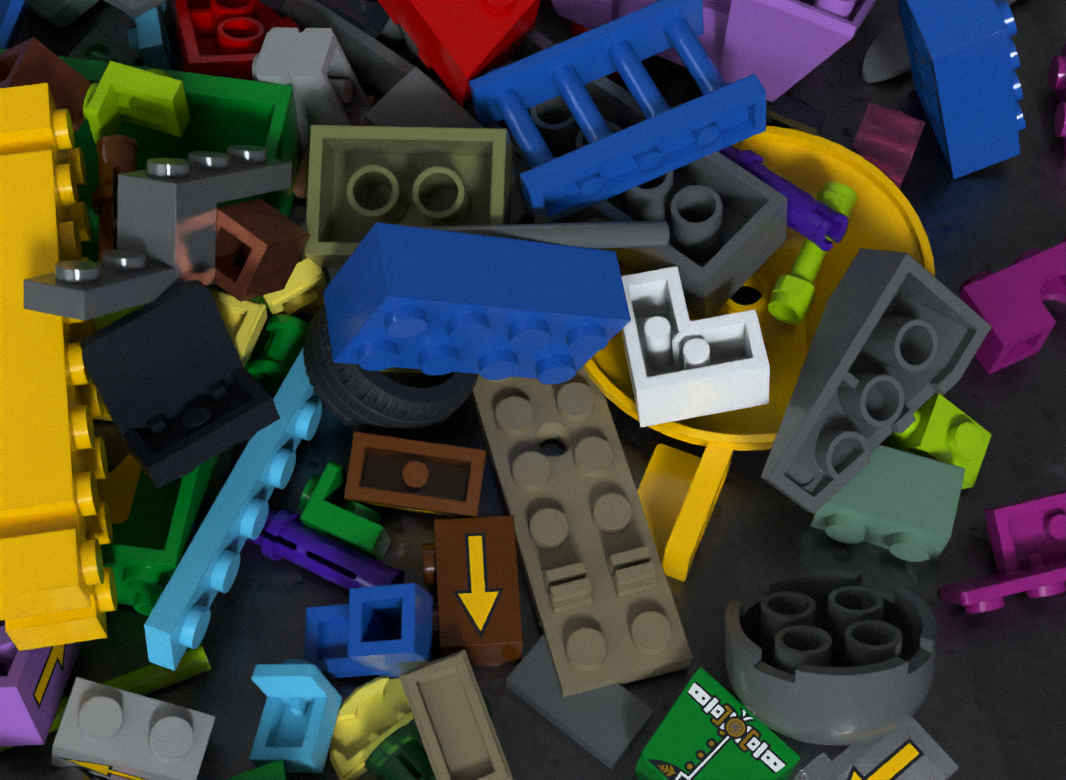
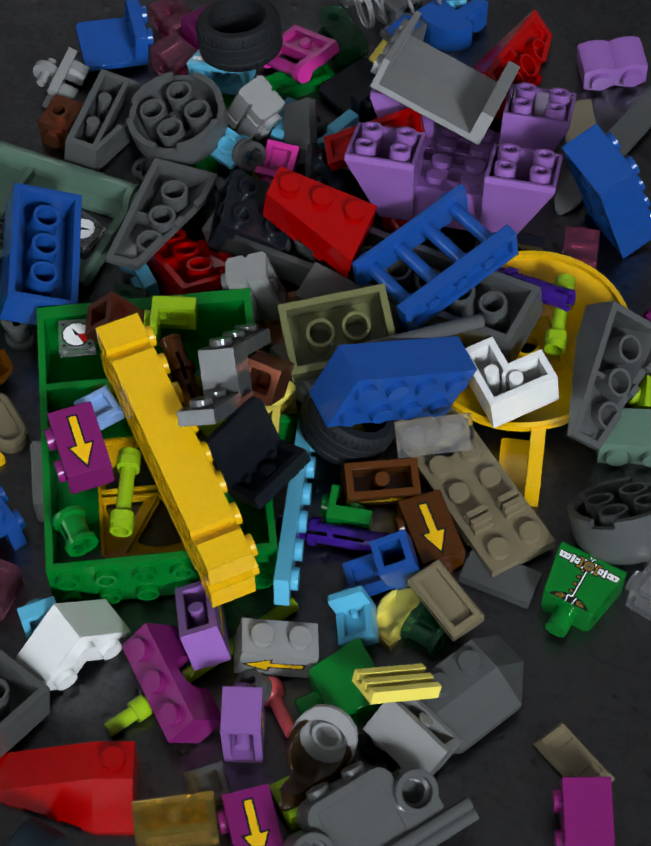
camera: 10 degrees left, 5 degrees down
(530, 419) = (435, 435): none -> clear brick

